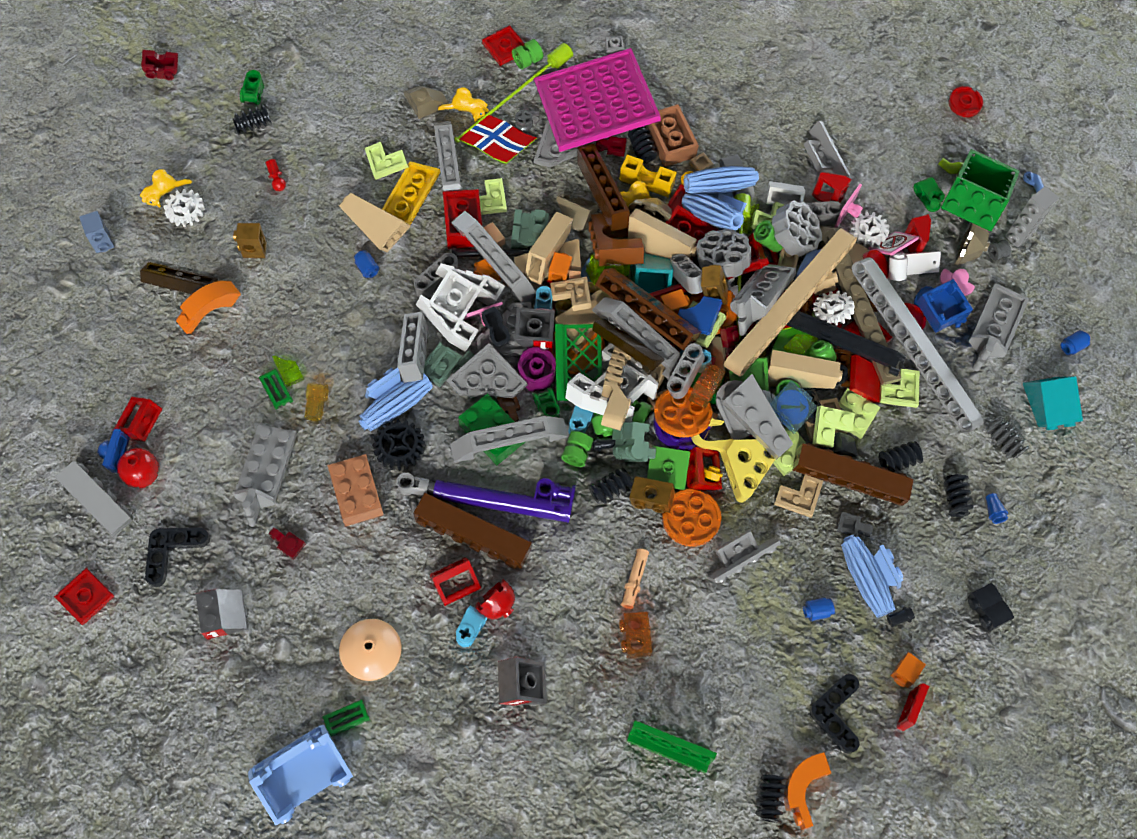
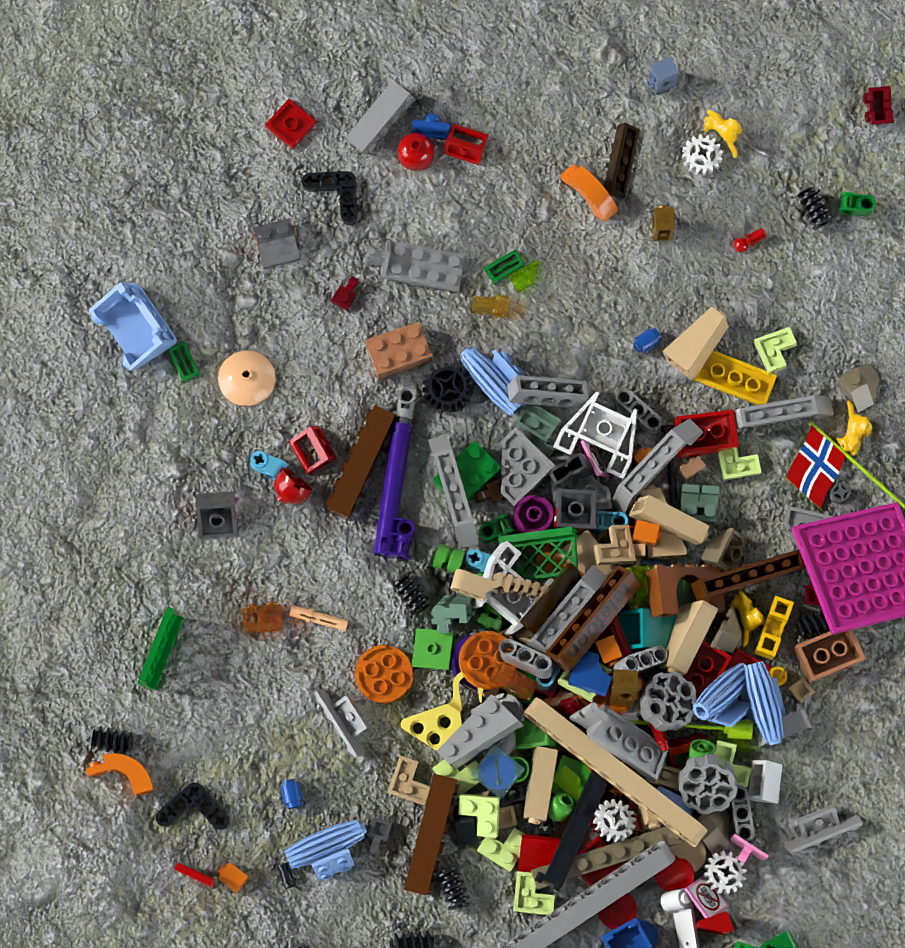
camera: 90 degrees right, 10 degrees up
(644, 487) = (401, 643): pearl gold brick -> none
(695, 472) = (432, 676): red tile -> none
(713, 473) = (426, 692): yellow plate -> none
(837, 182) = (768, 832): red tile -> none

